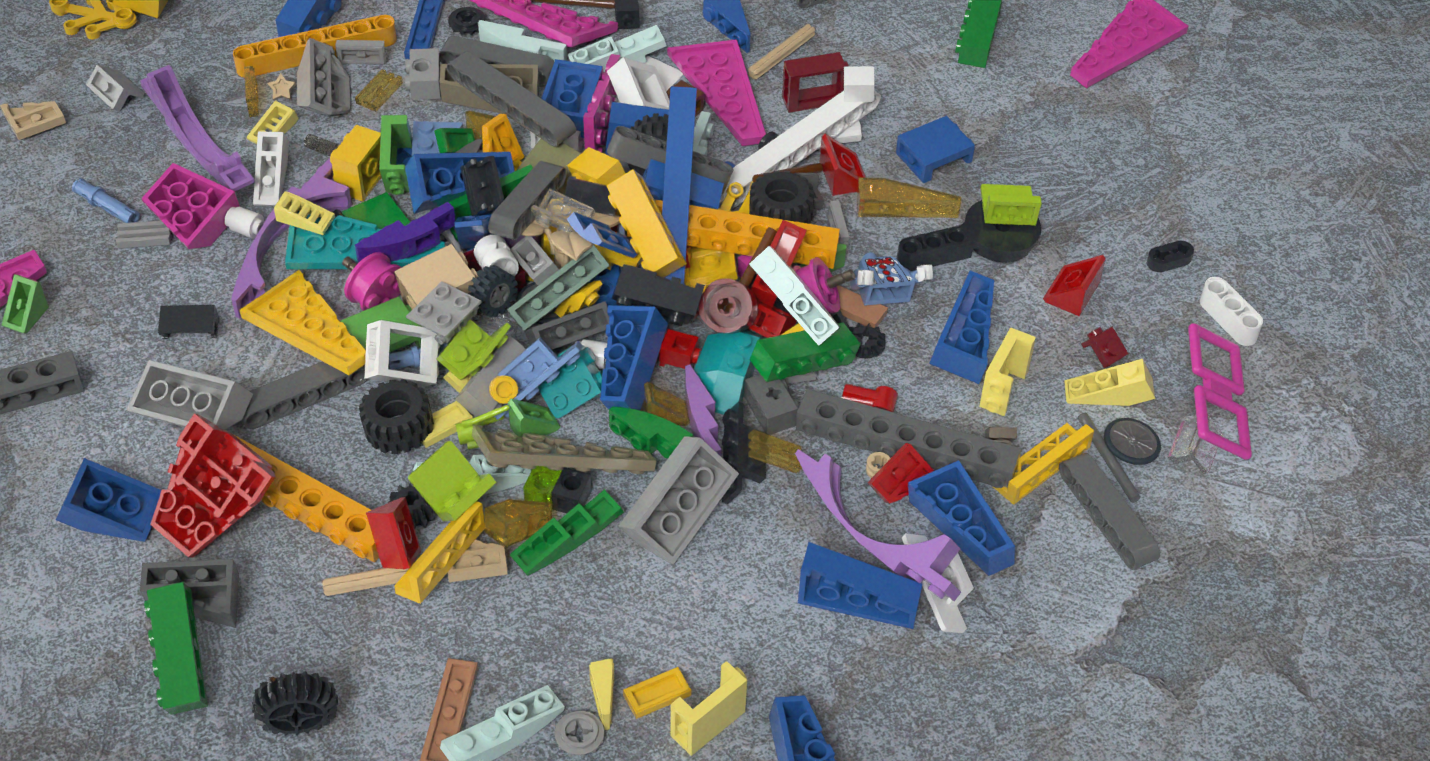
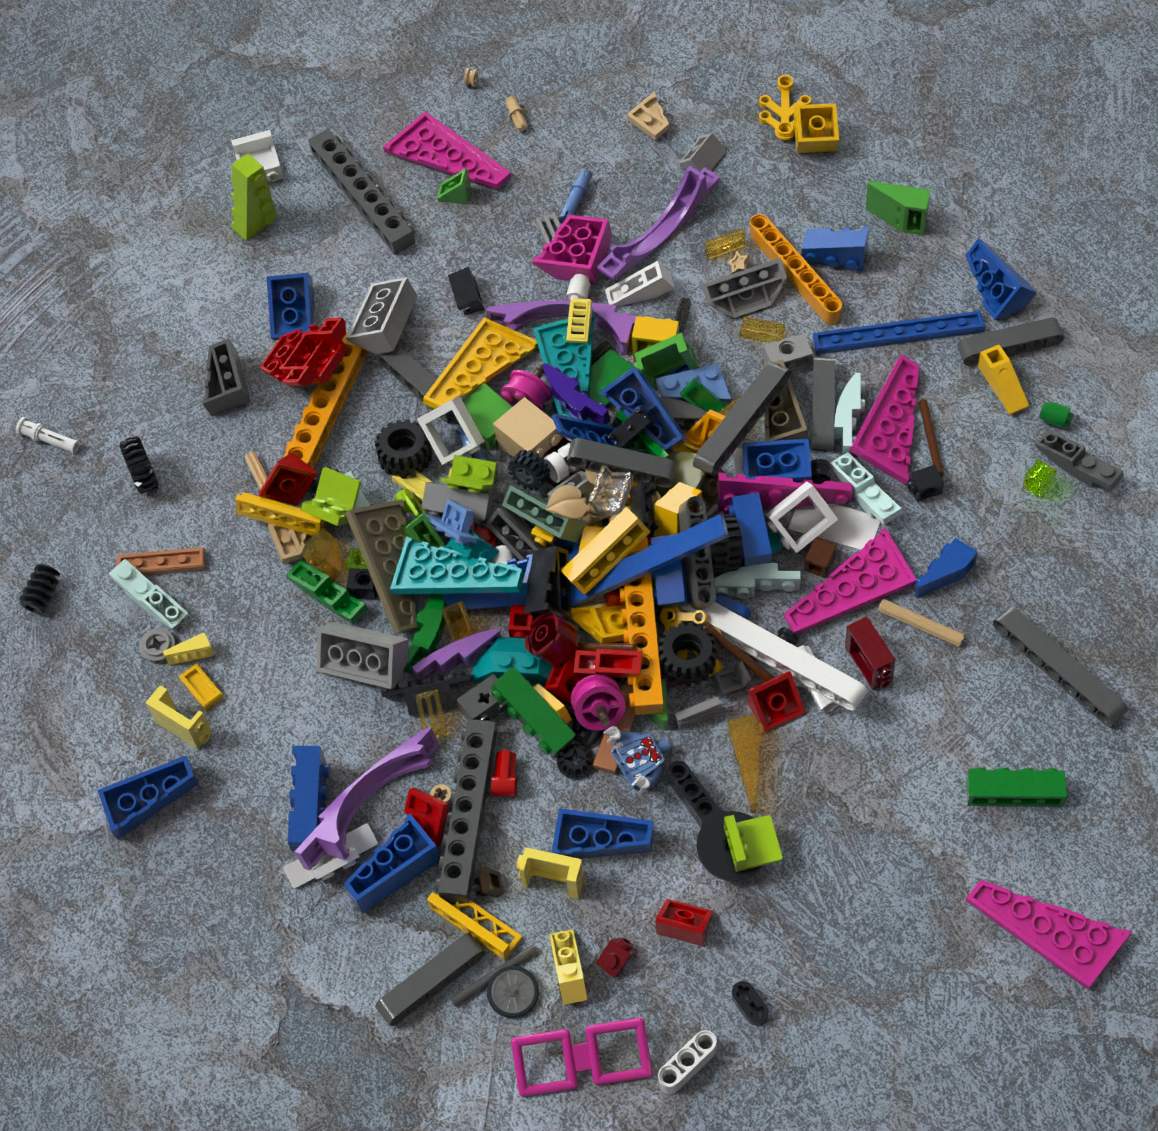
camera: 85 degrees right, 10 degrees up
(176, 648) = (170, 384): green brick -> none
(271, 116) = (707, 270): light yellow slope -> none
(374, 50) = (798, 302): light grey tile -> none
(445, 311) = (488, 441): light grey hinge -> none
(465, 14) = (867, 359): black gear -> none
(503, 388) = (436, 507): yellow tile -> none
(601, 234) = (582, 520): blue slope -> none
(604, 387) = (446, 571): none -> teal wing
(795, 295) = (562, 690): light aqua slope -> none
(859, 84) = (843, 677): white panel -> none
(933, 146) = (826, 774): blue panel -> none

